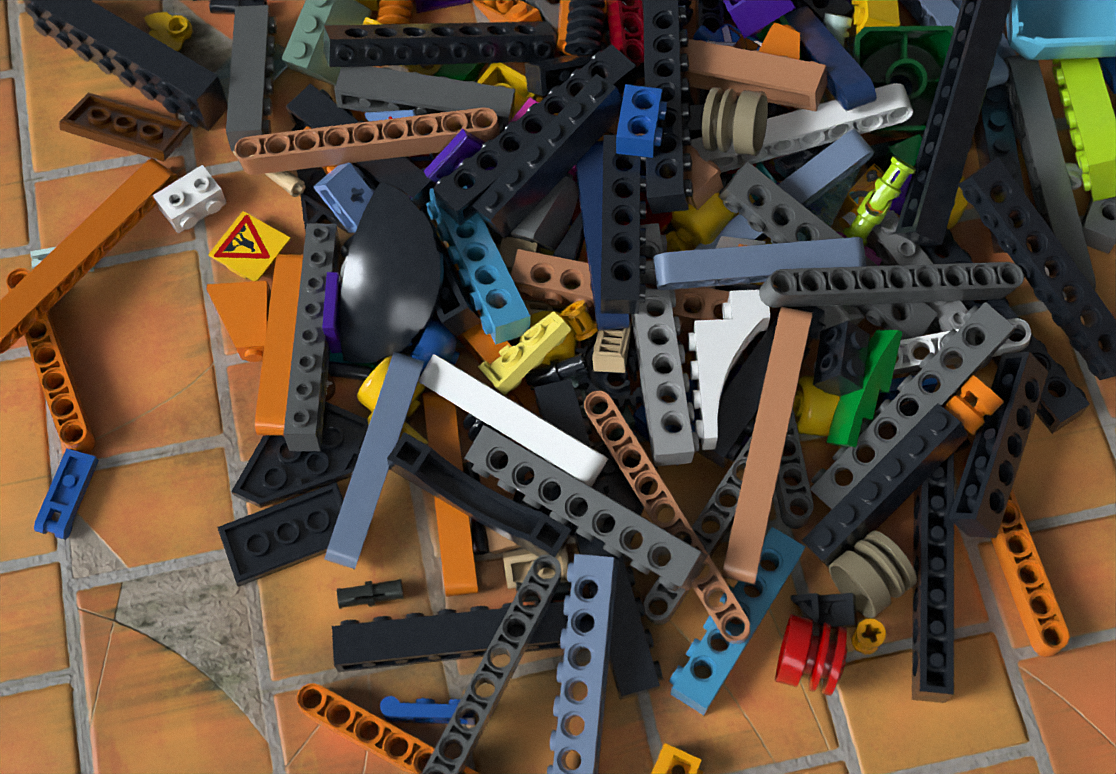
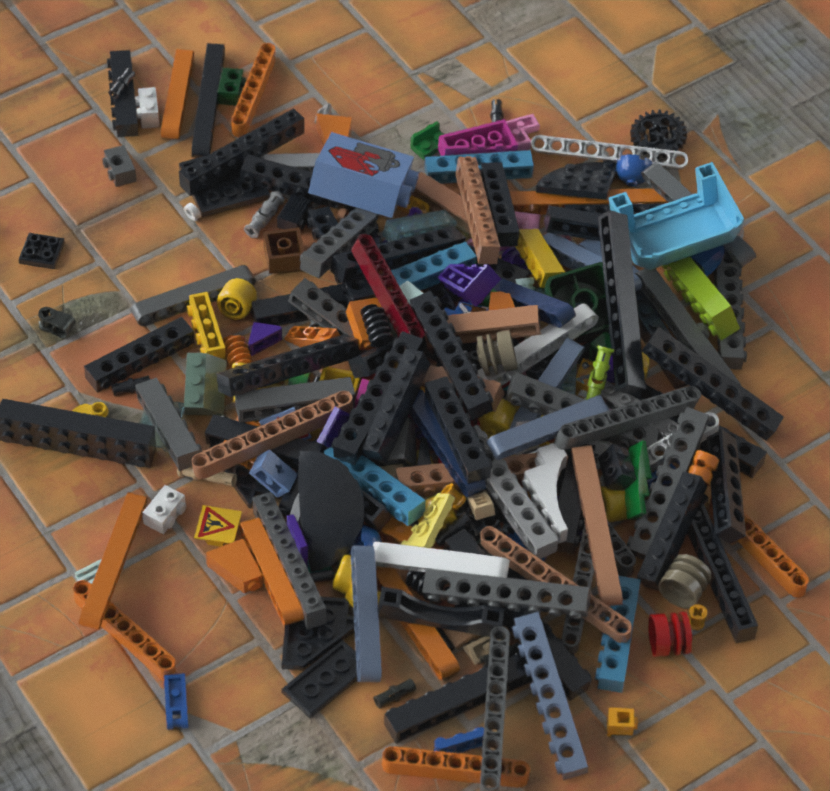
camera: 25 degrees left, 15 degrees down
(125, 126) = (97, 479): reddish brown tile -> none
(640, 121) = (445, 367): blue brick -> none
(831, 609) = (671, 606): black slope -> none

